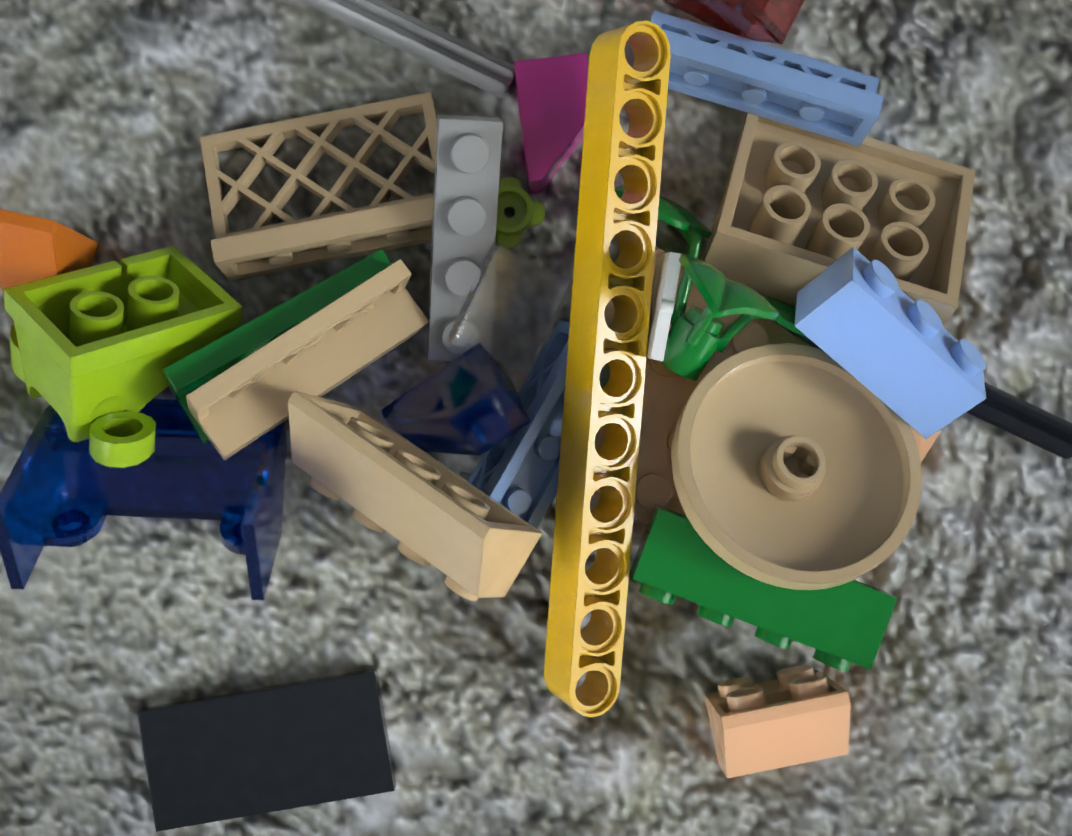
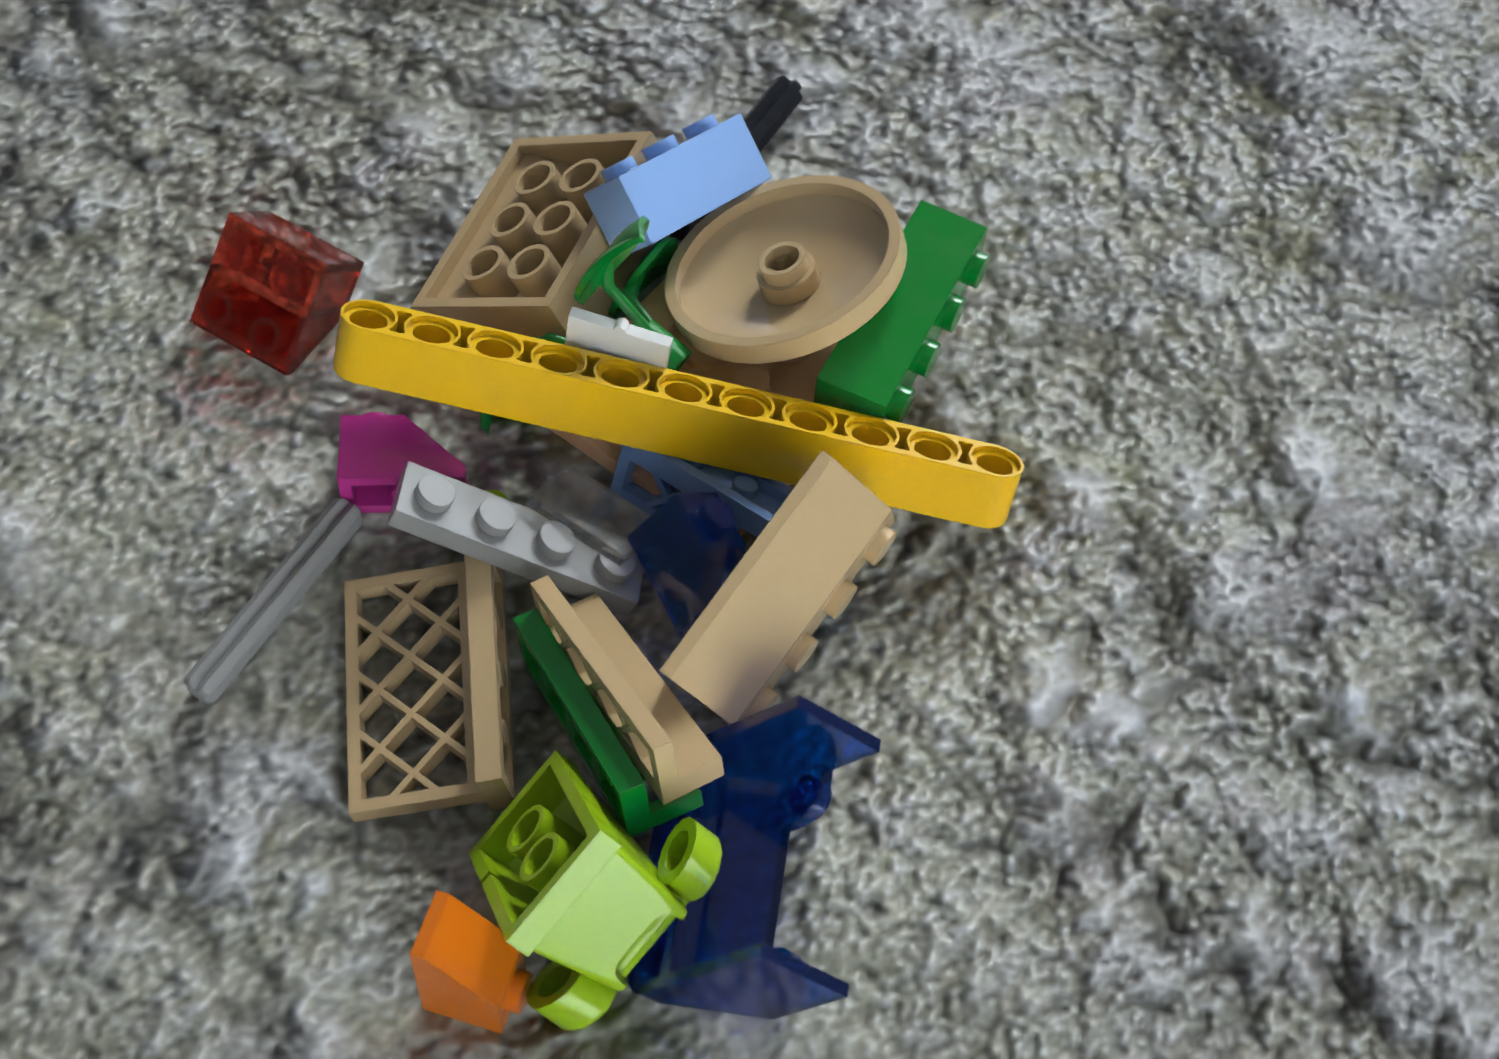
camera: 85 degrees left, 30 degrees down
(266, 749) = (1051, 812): black tile -> none
(770, 81) = (403, 270): light blue fence -> none
(778, 721) = (1037, 327): light nougat slope -> none

